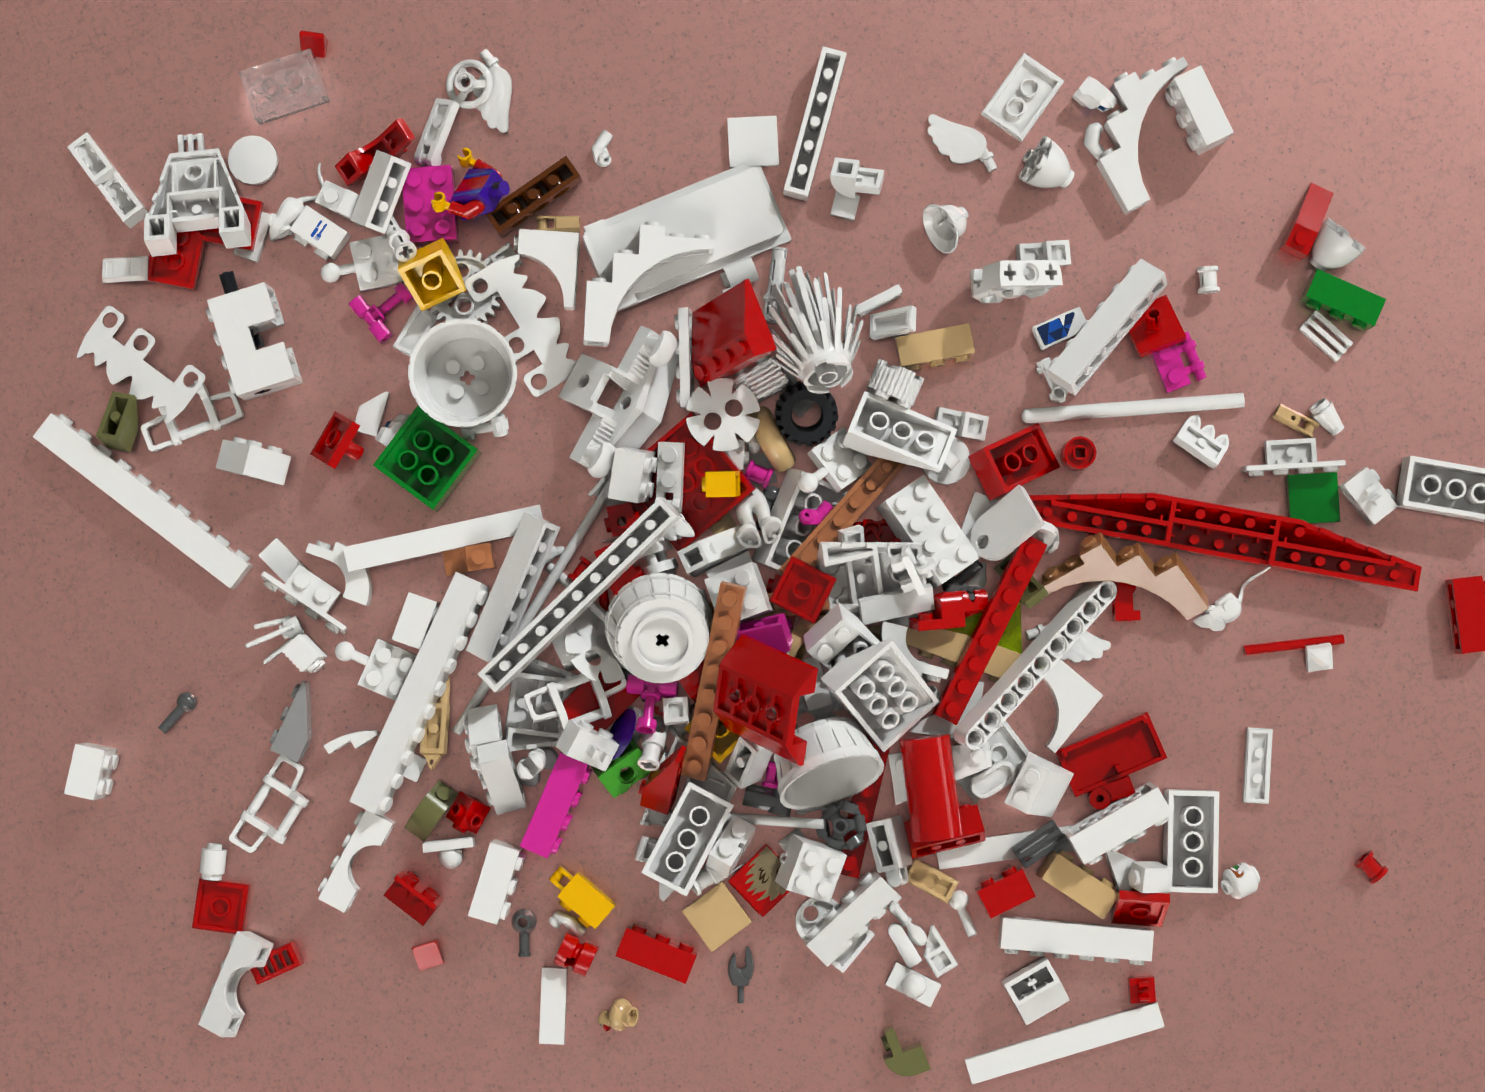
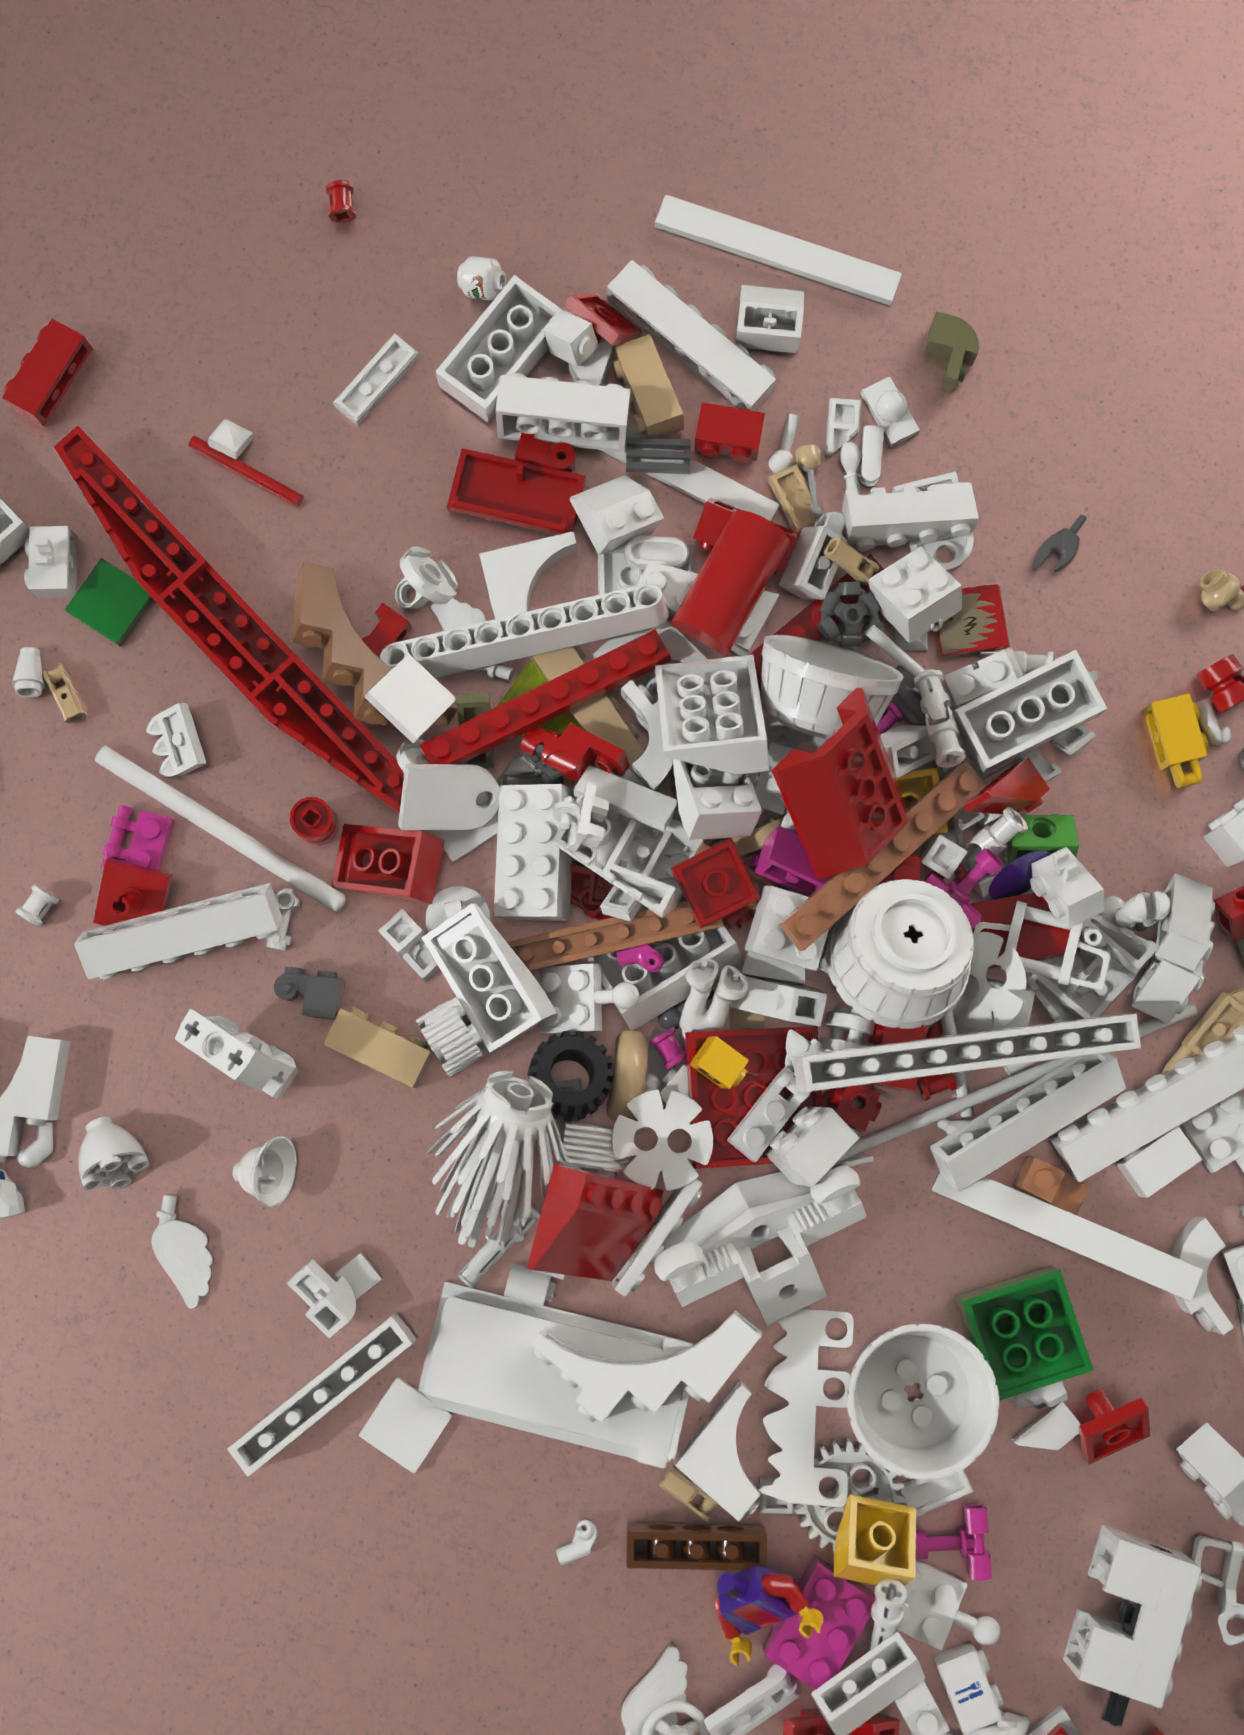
camera: 140 degrees left, 5 degrees down
(498, 425) = (916, 1312): white bar -> none
(549, 725) = (1093, 938): none -> white arm
(555, 805) = (1150, 846): dark pink brick -> none
(657, 953) = (1138, 625): red brick -> none
(717, 916) = (1046, 620): tan tile -> none
(739, 795) = (939, 718): none -> white piece
(867, 859) = (850, 560): none -> tan bar
(879, 300) = (400, 1142): white tile -> none
(893, 323) = (403, 1105): white tile -> none
(941, 911) = (808, 459): none -> hinge
(994, 353) = (321, 993): none -> dark grey brick
(1022, 97) = (77, 1252): white tile -> none
(1047, 250) = (185, 1063): white slope -> none
(1058, 328) = (232, 969): slope -> none
(1074, 569) = (410, 698): none -> white tile
(1125, 656) = (428, 578): none -> white tile
(1141, 989) = (660, 246): red tile -> none
(1225, 608) = (285, 554): white animal -> none
(1291, 455) = (95, 659): white bracket -> none

